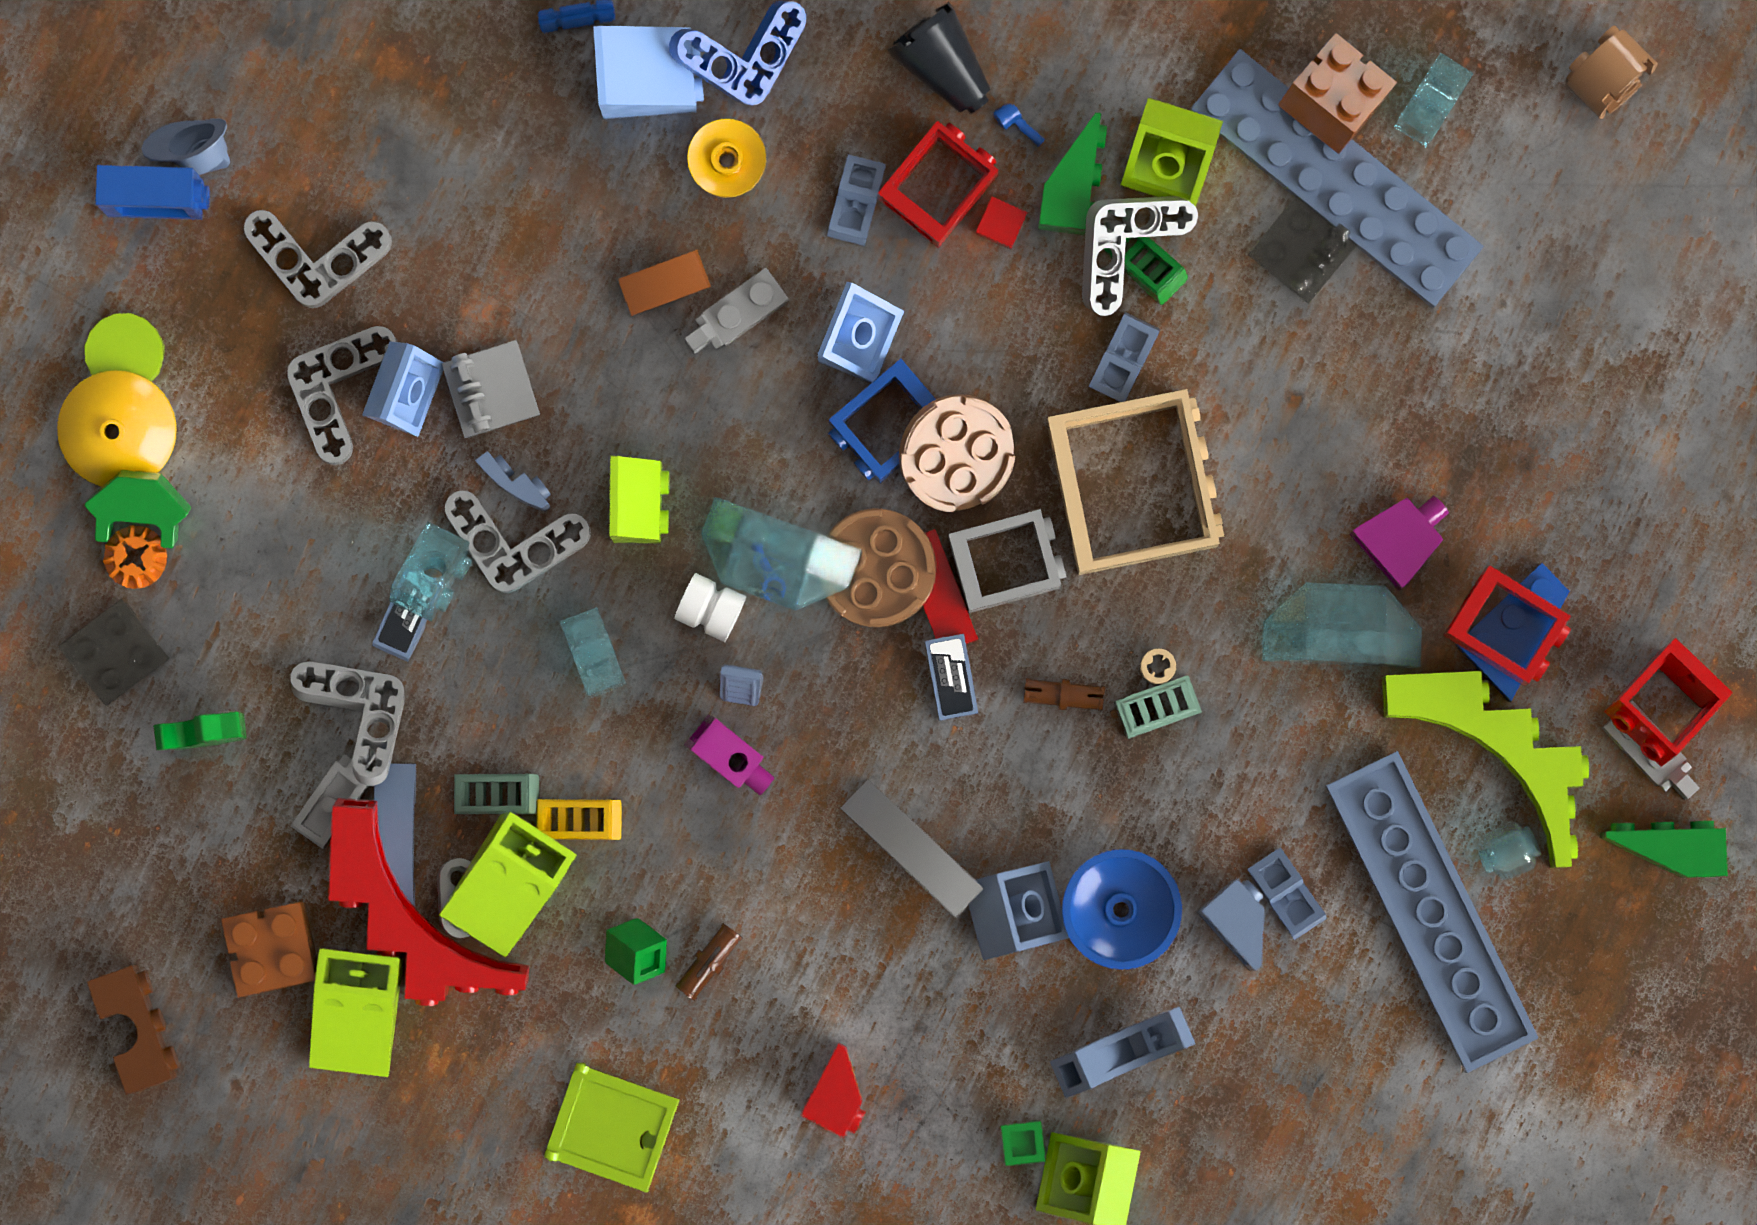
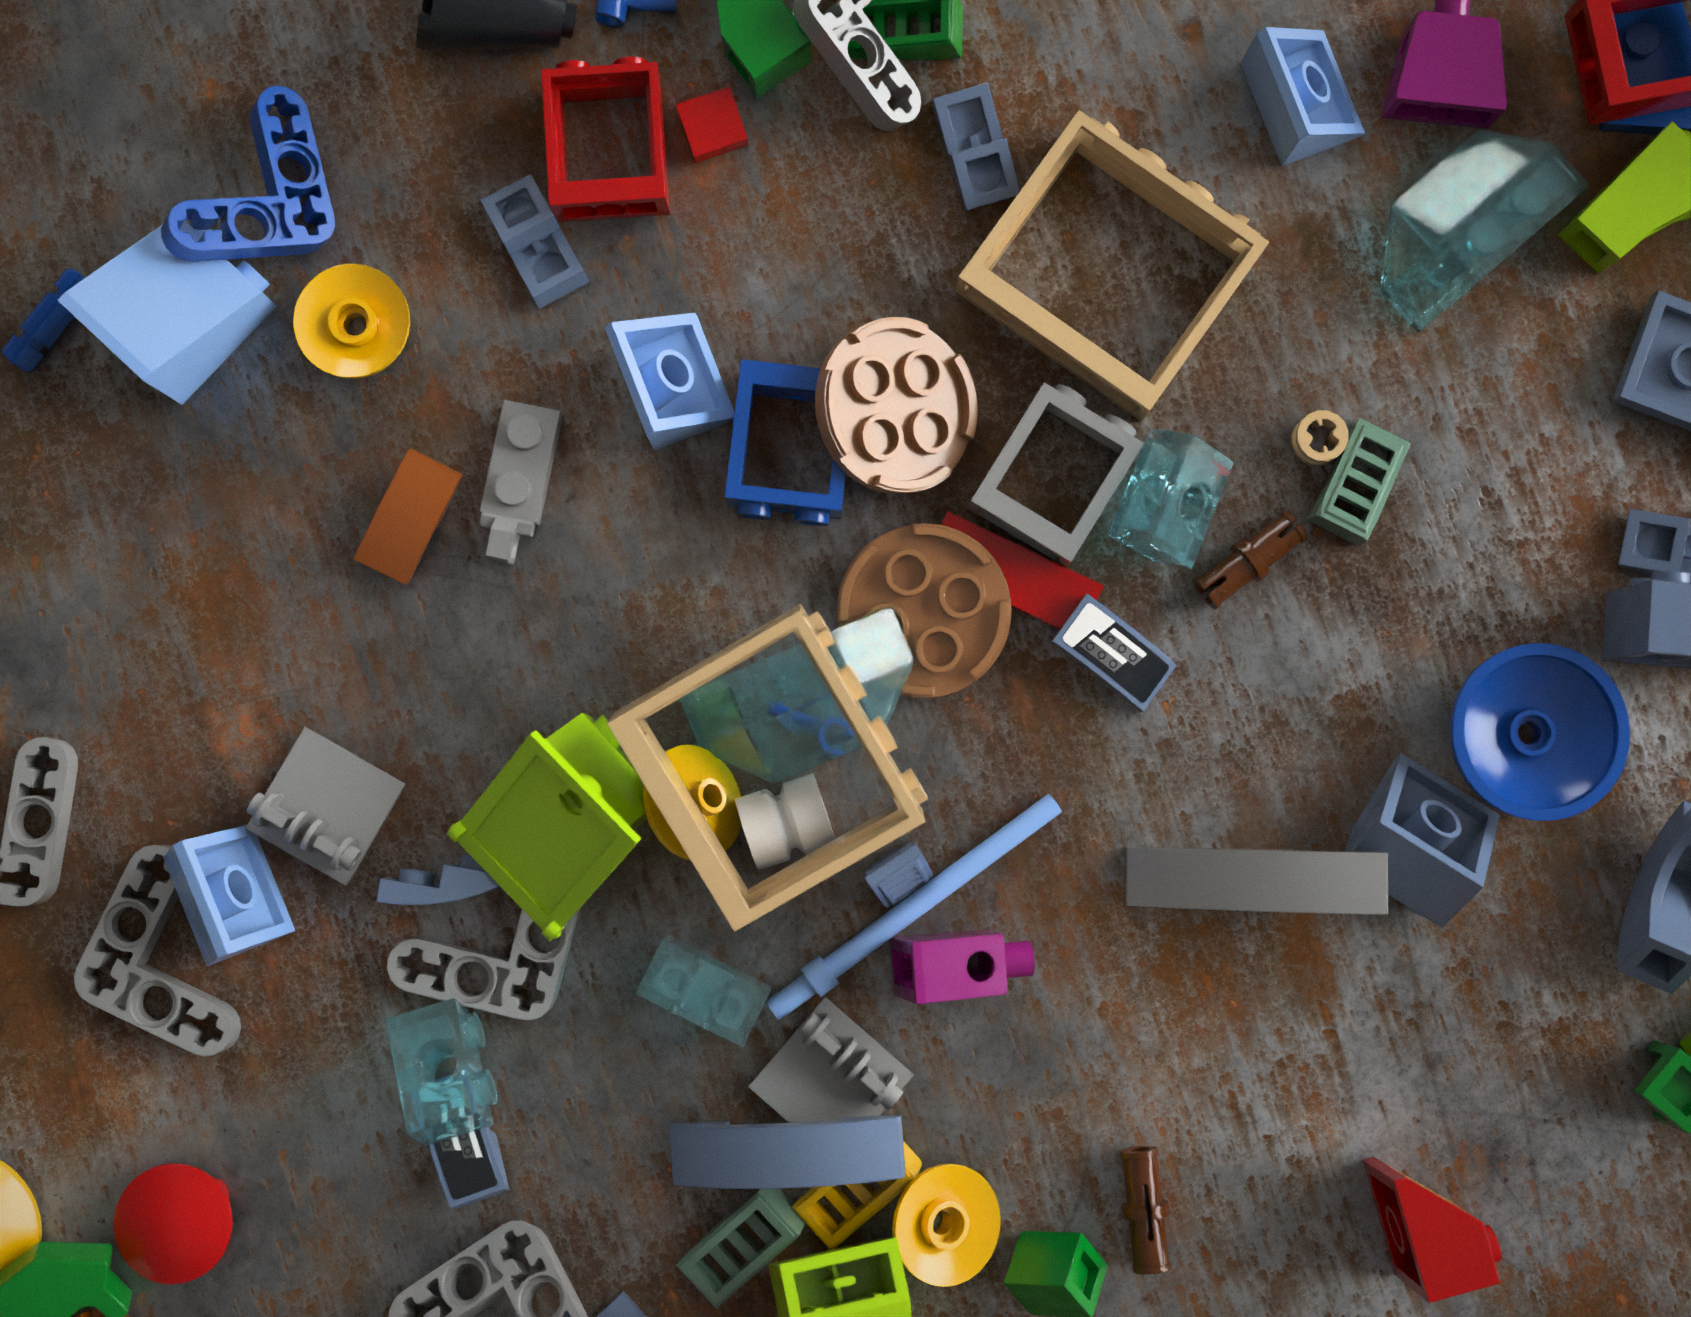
camera: 45 degrees left, 0 degrees up
(229, 525) = (173, 1223): none -> red dish
(561, 768) = (787, 1153): none -> sand blue slope
(580, 503) = (539, 845): none -> lime container
(613, 756) = (830, 1071): none -> light grey hinge
(617, 887) = (967, 1228): none -> yellow dish
(657, 700) = (821, 974): none -> light blue bar
(662, 552) = (706, 778): none -> yellow dish
(663, 558) = (687, 821): none -> tan window
(1050, 625) = (1171, 498): none -> clear light blue brick
(1317, 484) = (1299, 92): none -> light blue slope

